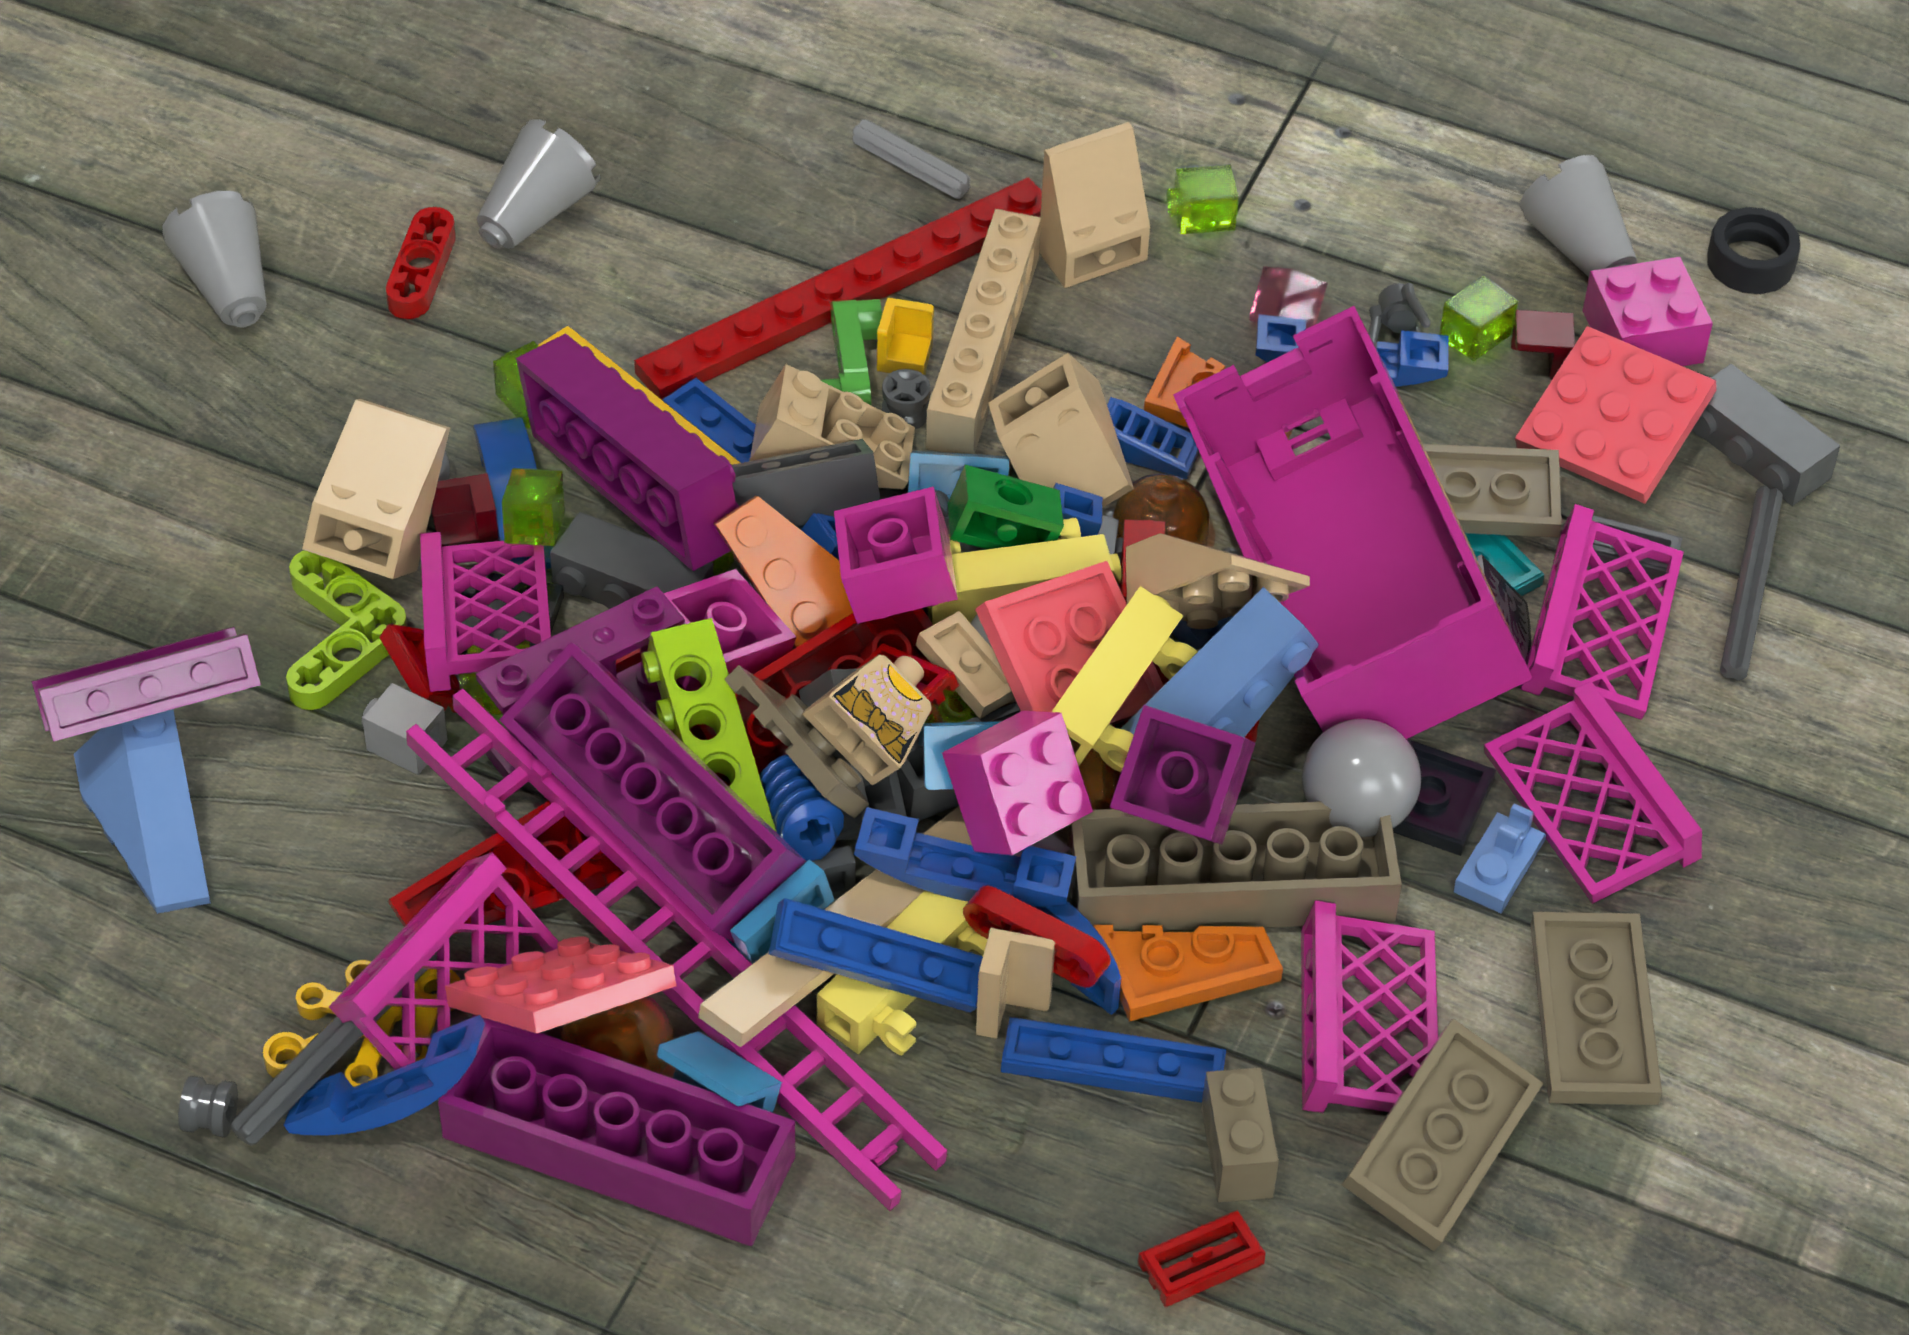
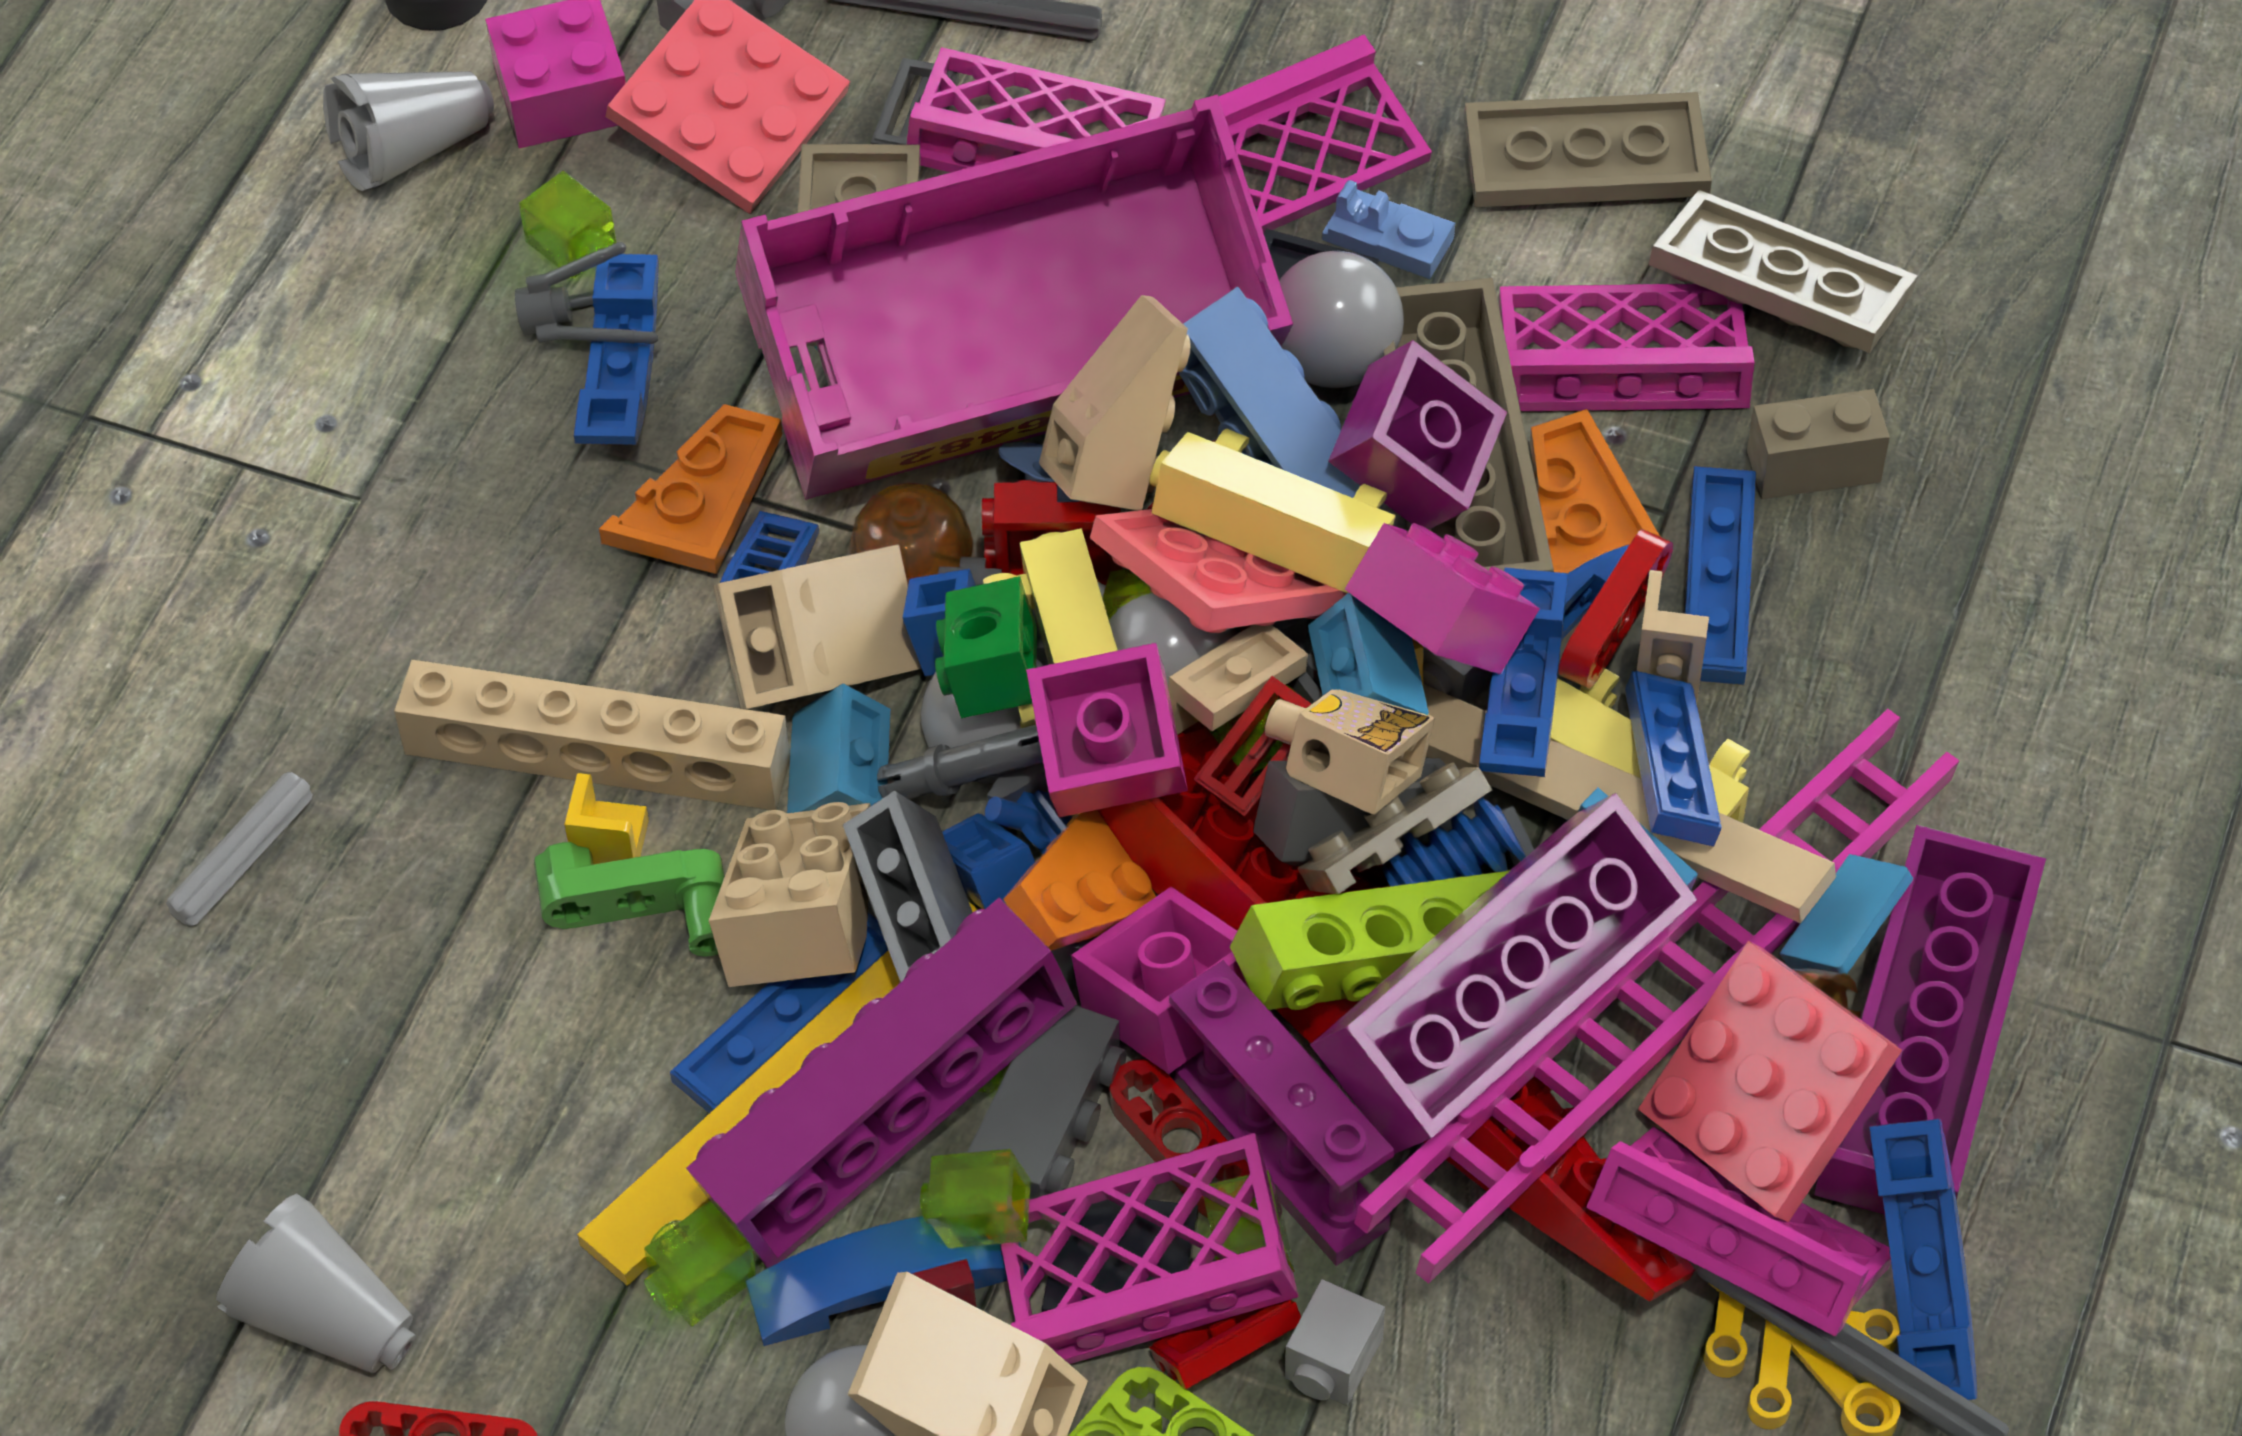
camera: 90 degrees left, 5 degrees up
(808, 304) = (496, 917): red plate -> none
(907, 395) = (709, 805): dark grey wheel -> none
(1093, 206) = (396, 597): tan slope -> none
(1204, 199) = (343, 507): clear neon green brick -> none
(1223, 1260) = (1954, 492): red tile -> none
(1288, 295) = (526, 421): clear pink panel -> none
(1544, 333) = (603, 156): panel -> none

